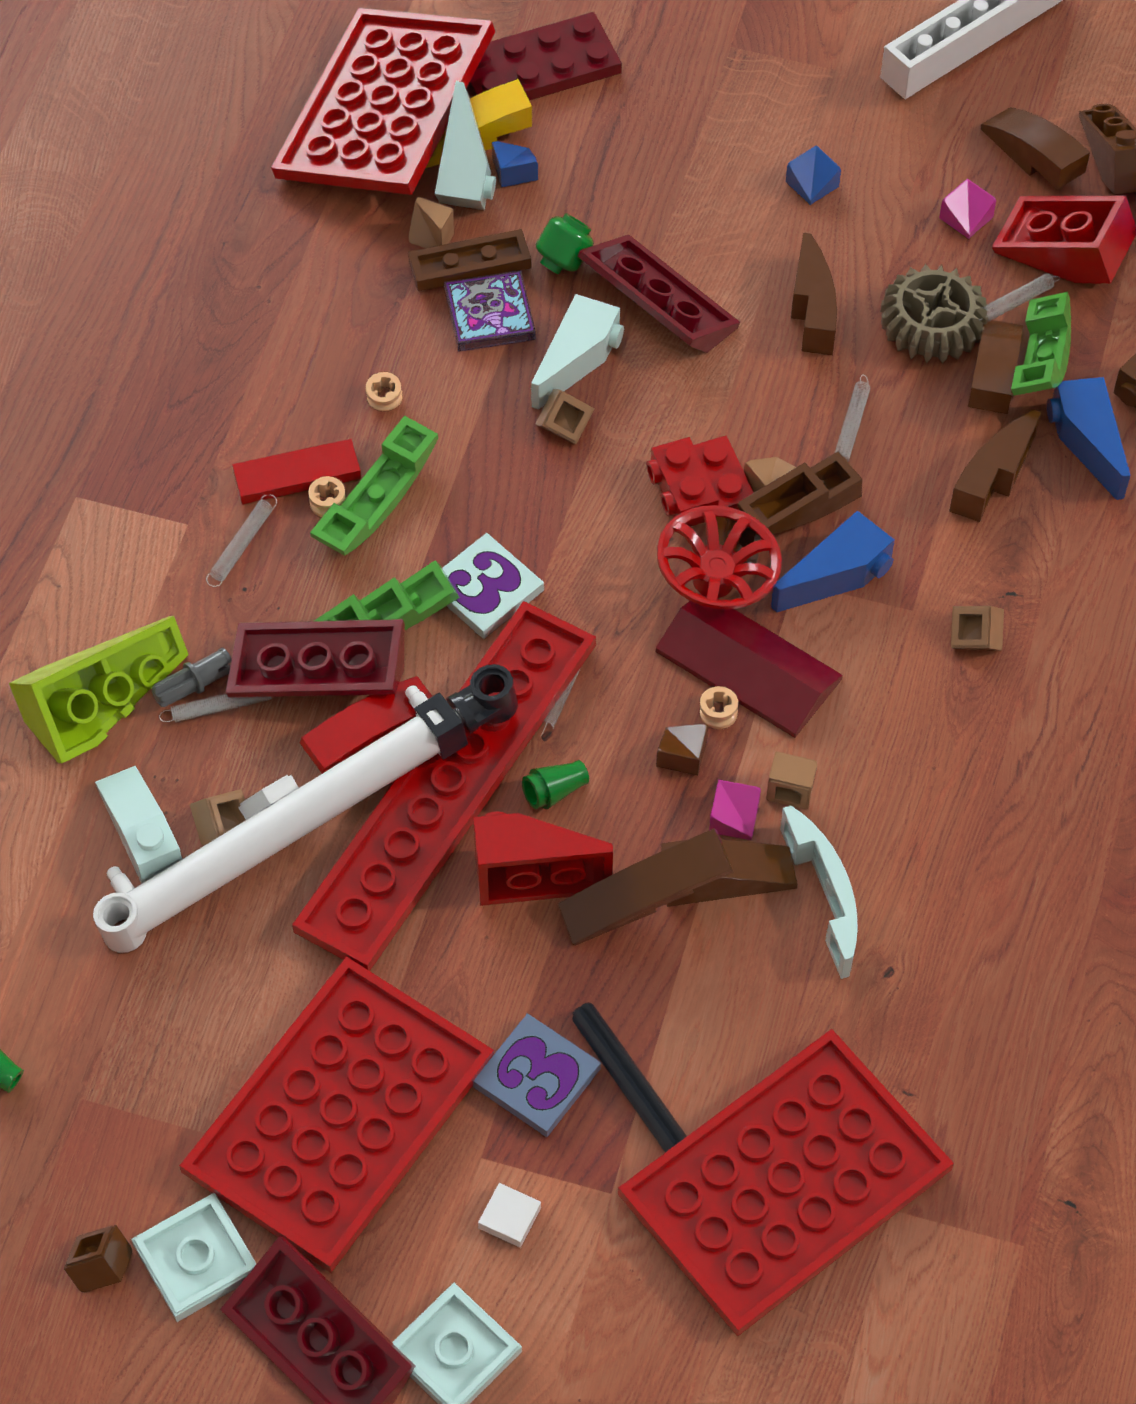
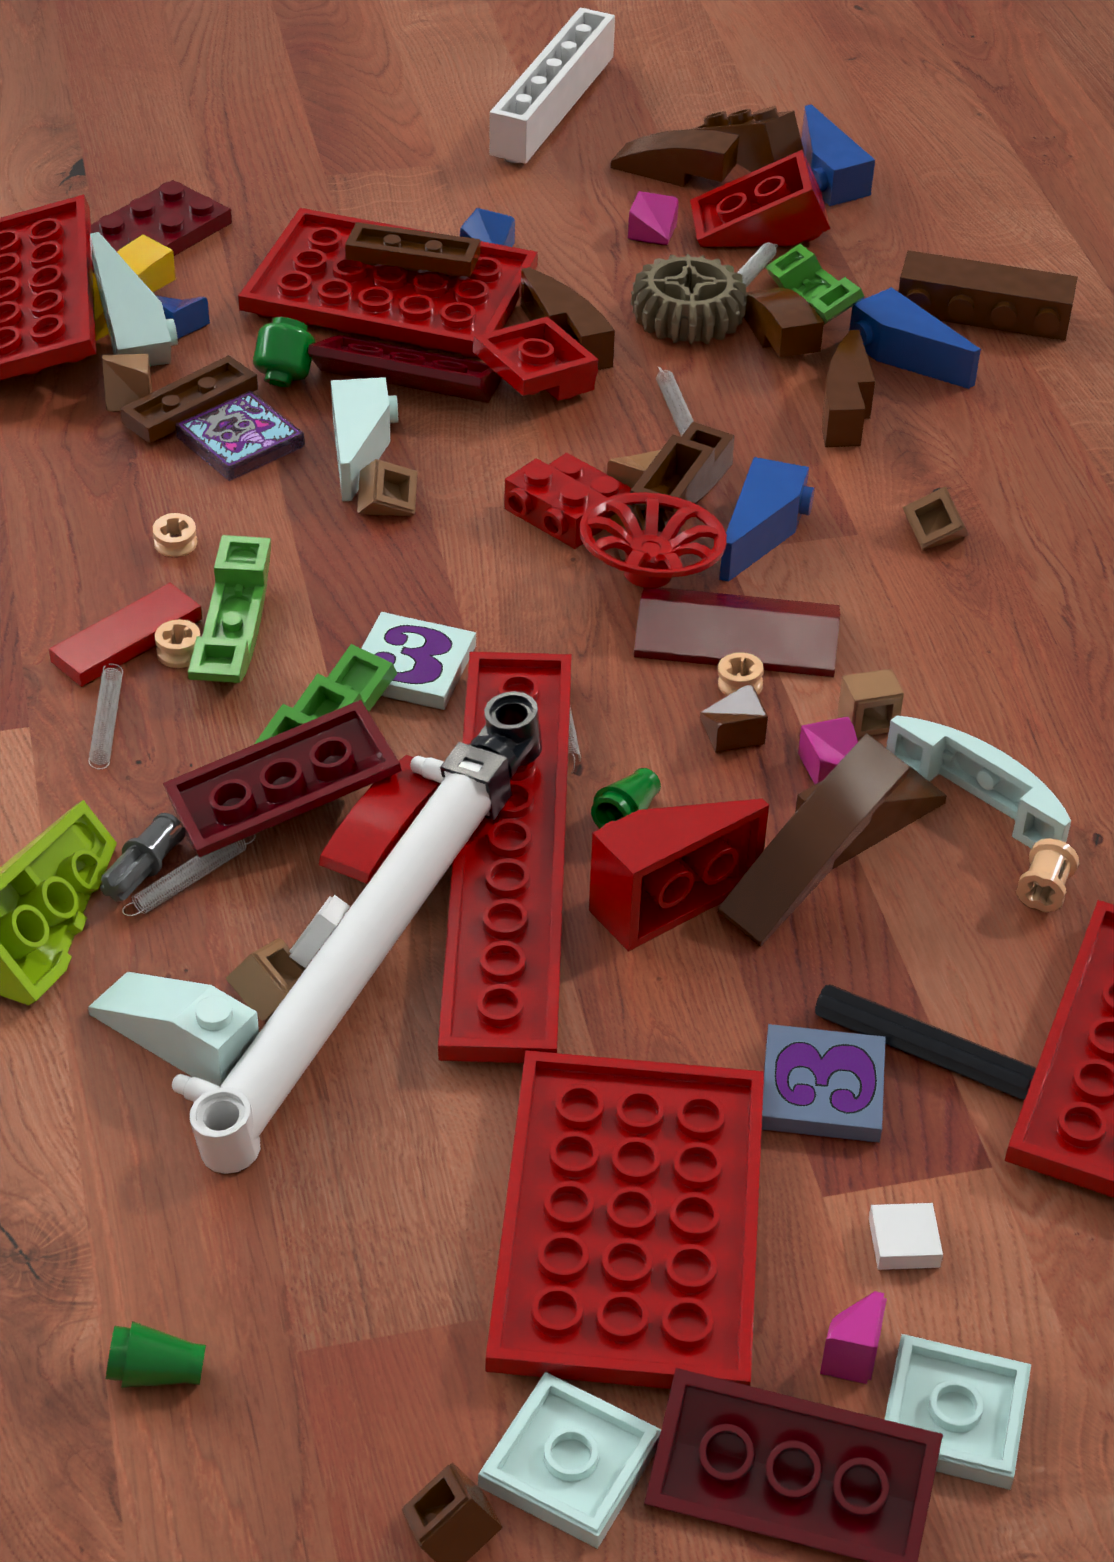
camera: 30 degrees left, 15 degrees down
(420, 1272) = (854, 1340): none -> dark pink slope
(702, 195) = (315, 284): none -> red plate
(728, 176) = (413, 249): none -> reddish brown plate
(759, 333) = (538, 358): none -> red plate
(815, 989) = (1047, 874): none -> light nougat bush

